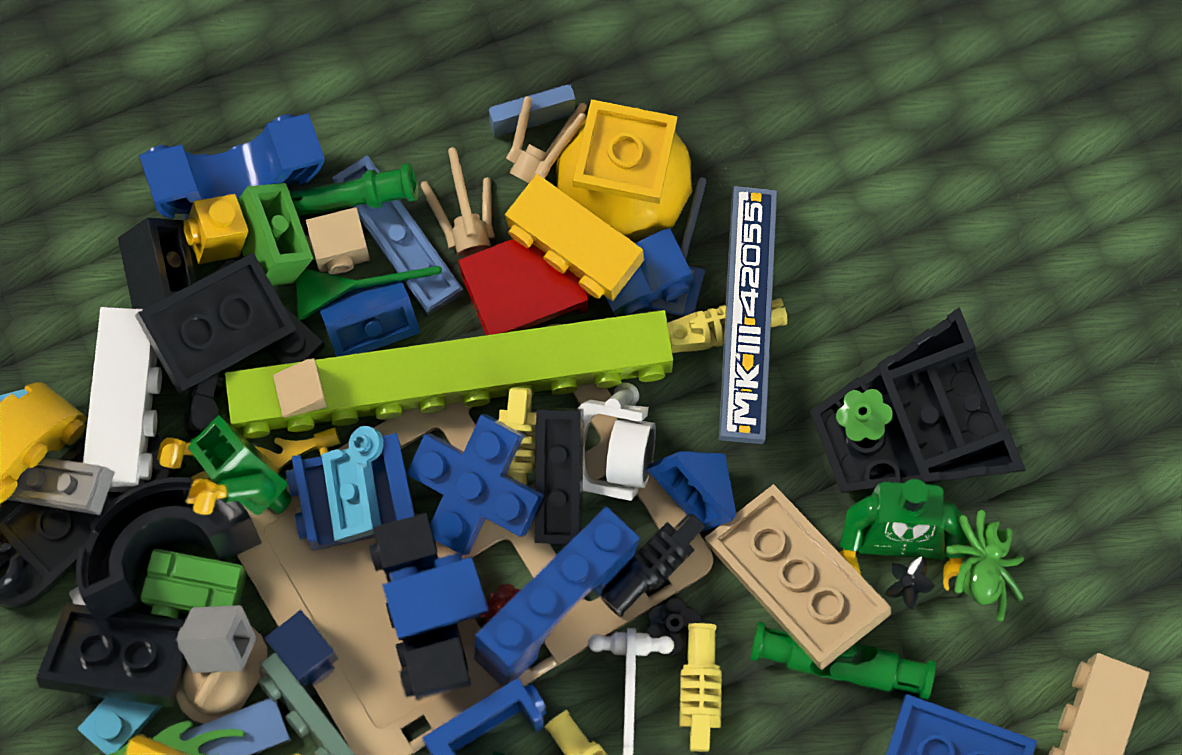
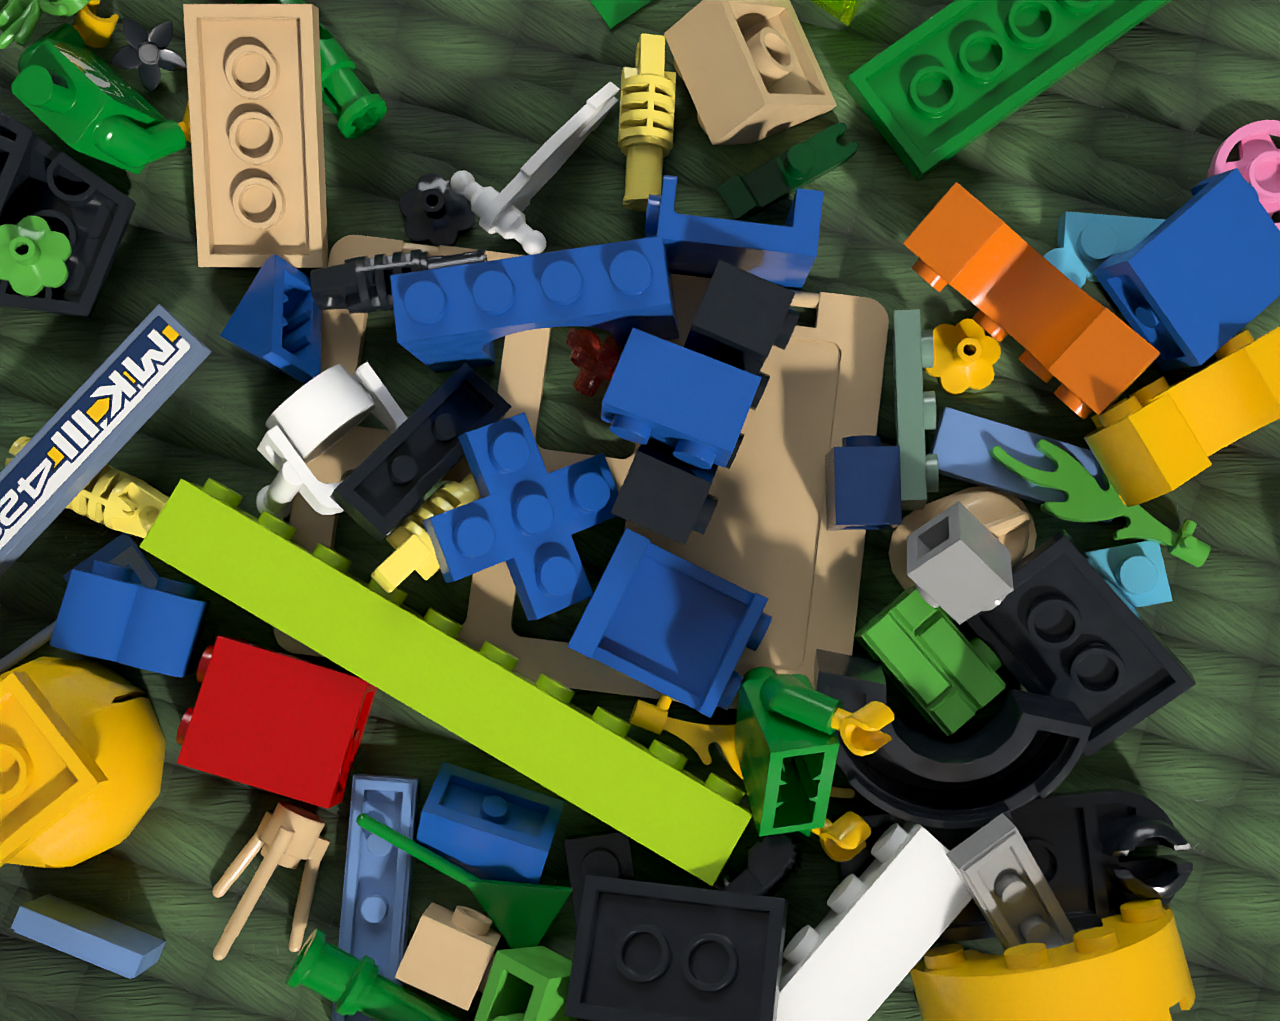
camera: 140 degrees left, 10 degrees up
(300, 389) = (640, 790): tan slope -> none
(352, 485) = (665, 627): medium azure hinge -> none
(533, 160) = (138, 859): tan plant -> none
(573, 239) = (166, 717): yellow brick -> none
(700, 687) = (463, 116): light yellow hinge -> none

